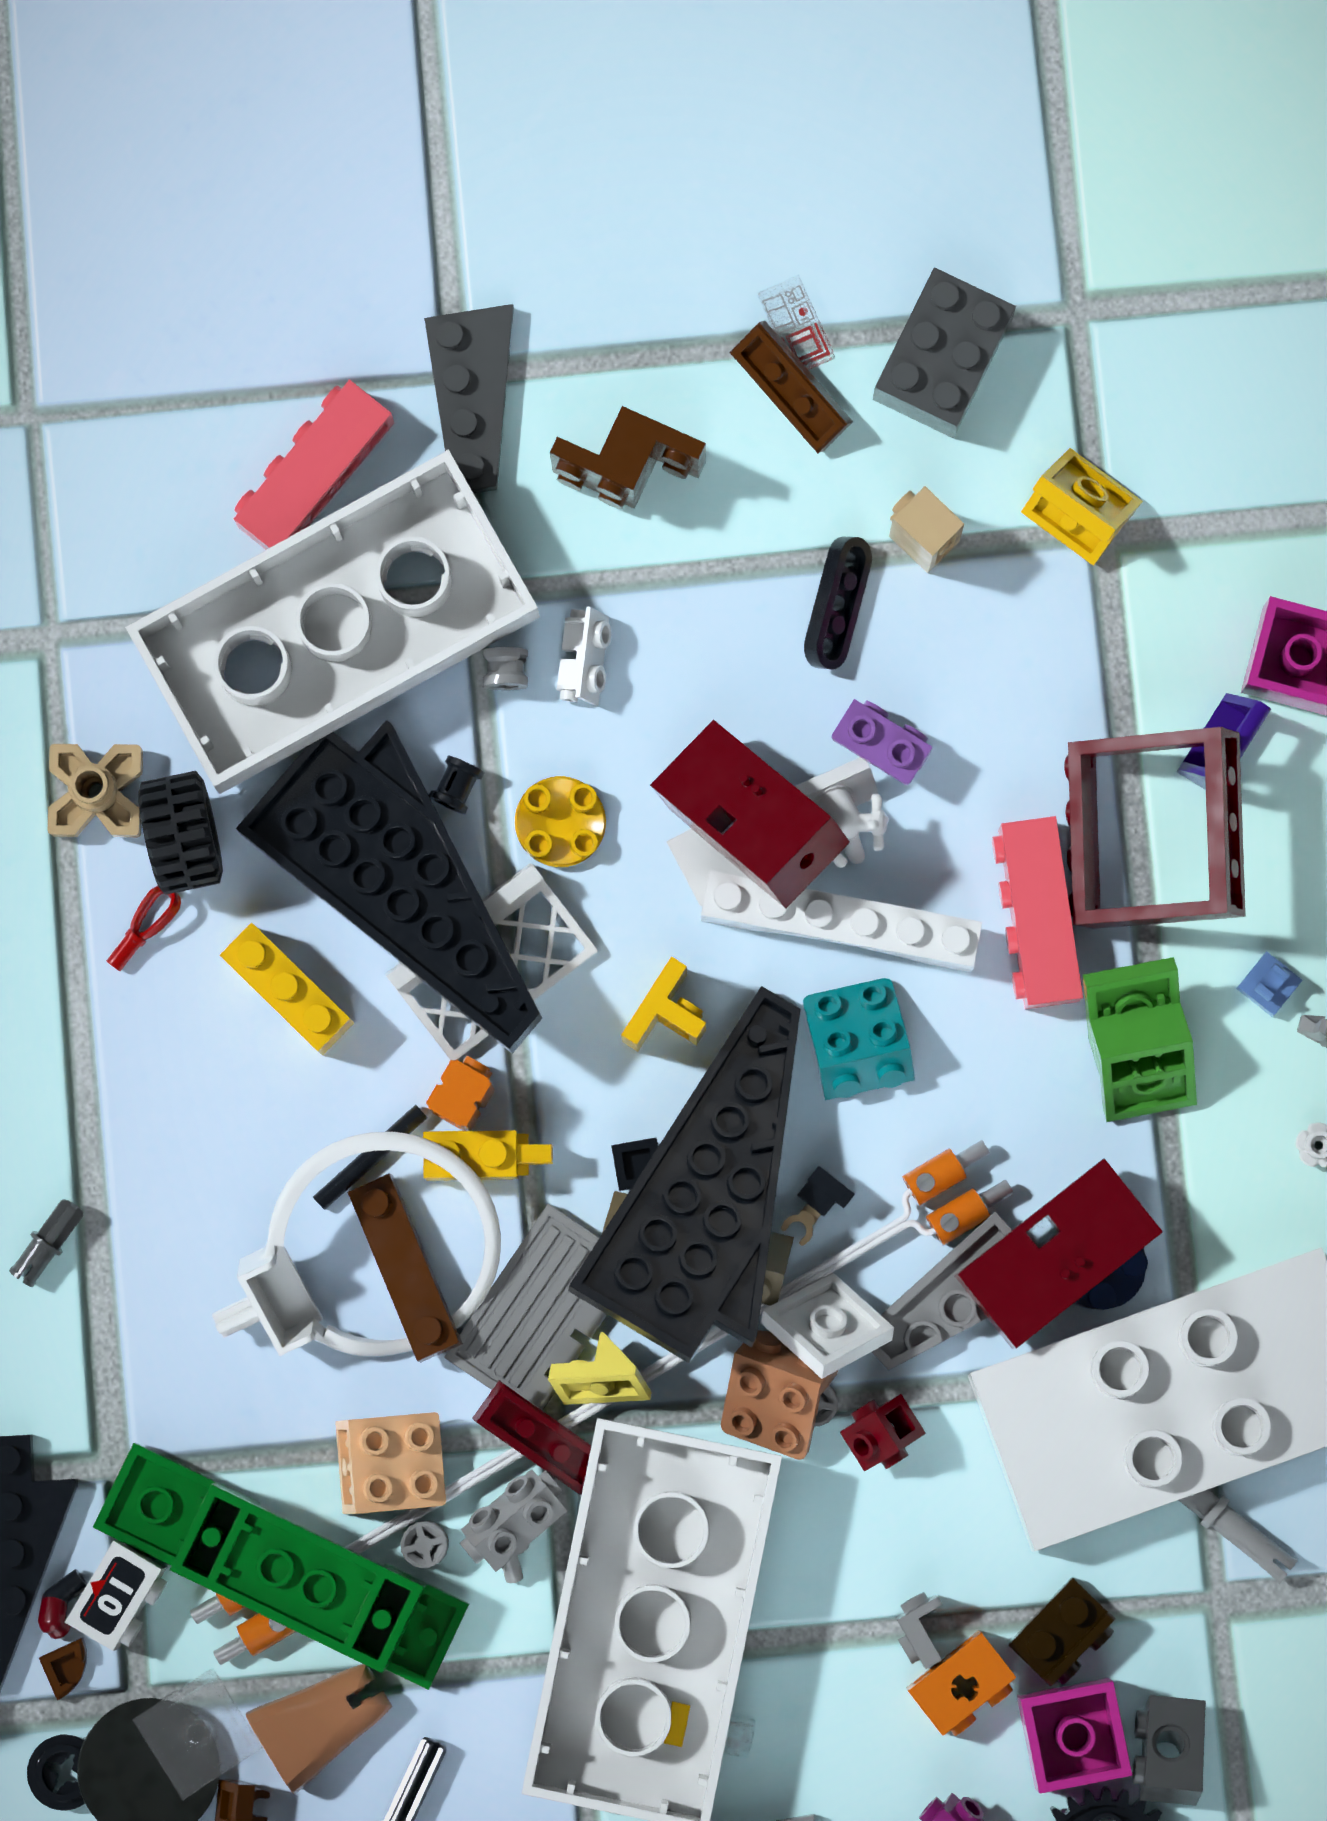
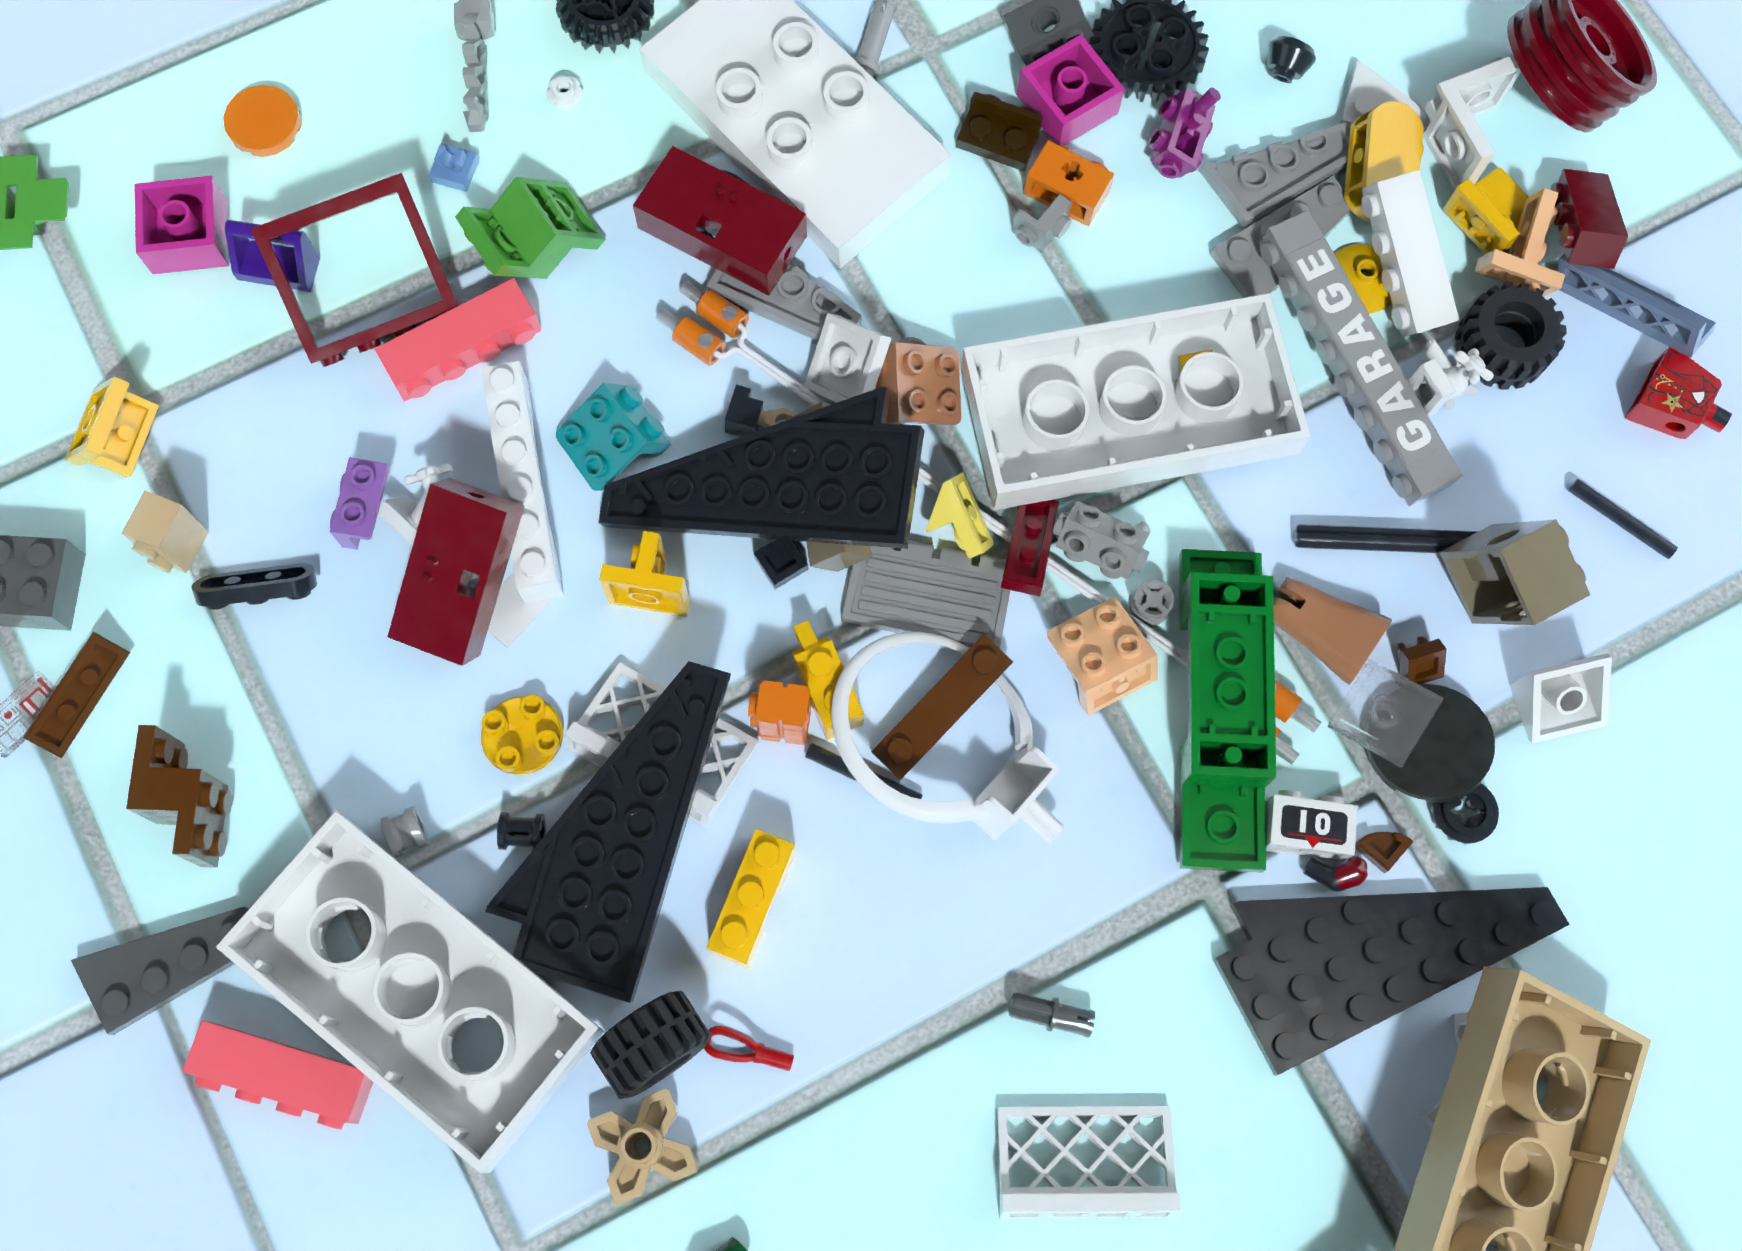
camera: 120 degrees left, 10 degrees down
(589, 636) = (355, 775): white hinge -> none
(874, 1437) = (911, 299): dark red brick -> none

